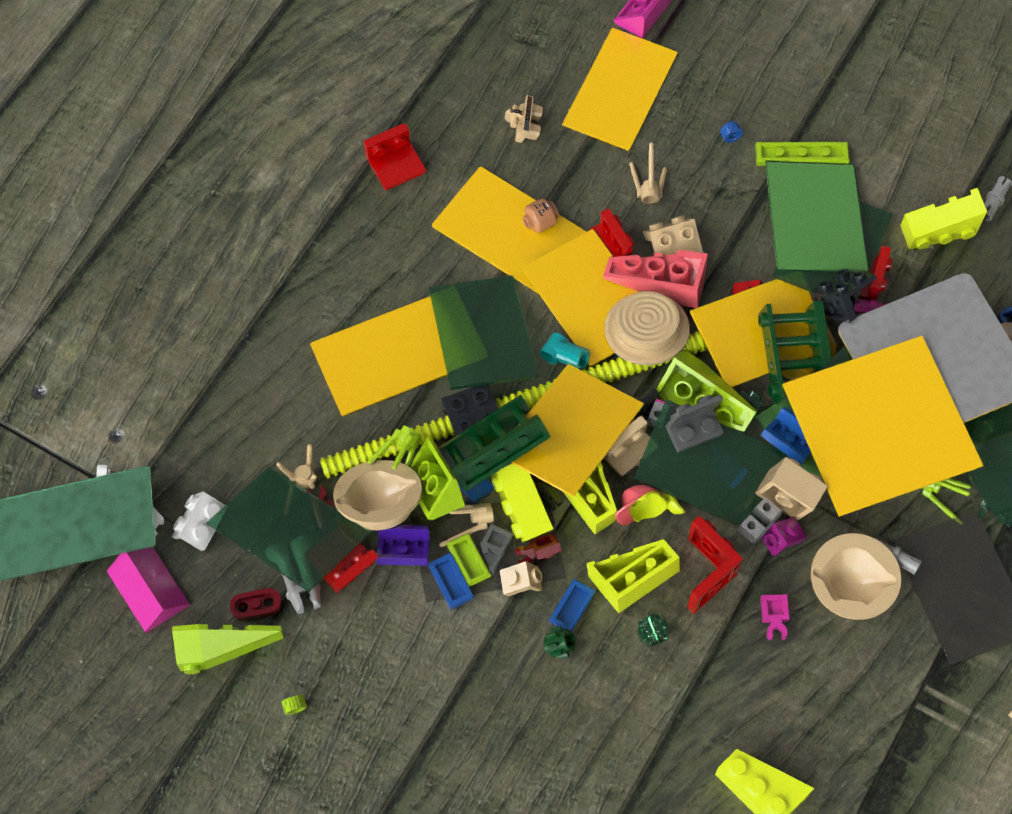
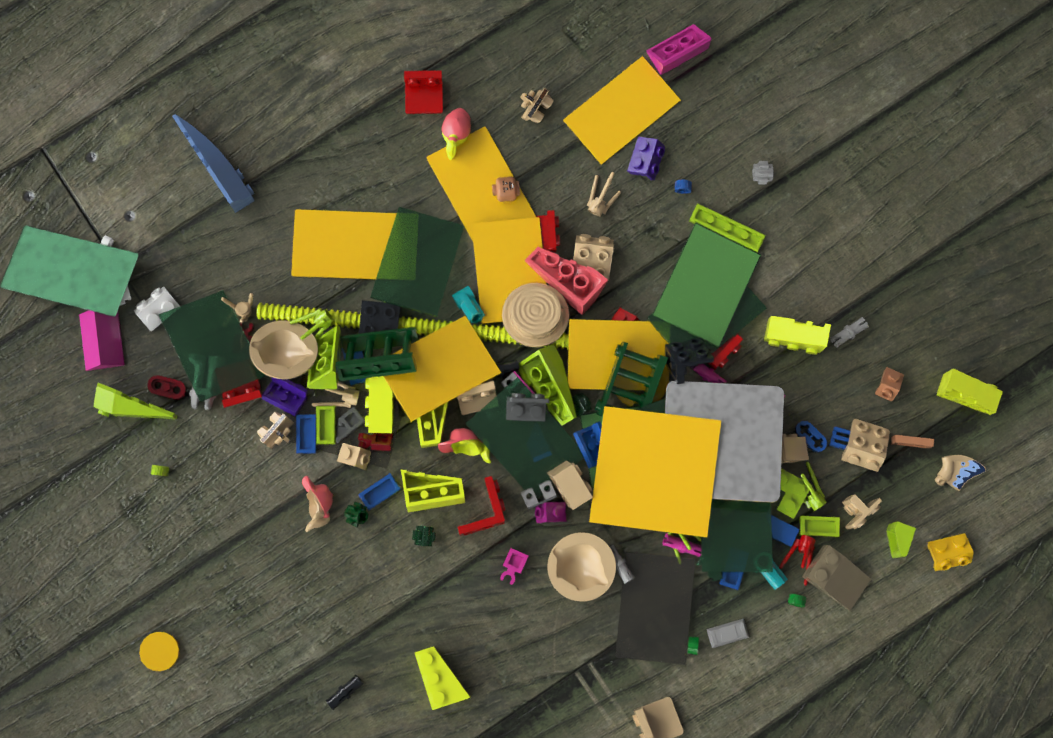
camera: 20 degrees right, 15 degrees up
(195, 333) = (218, 166): none -> medium blue wedge
(416, 592) = (277, 431): none -> tan hips
(451, 182) = (455, 130): none -> coral hair
(508, 650) = (319, 503): none -> hair
(675, 120) = (646, 157): none -> dark purple bracket
(808, 81) = (762, 172): none -> light grey gear
(953, 500) = (677, 543): none -> dark pink pin

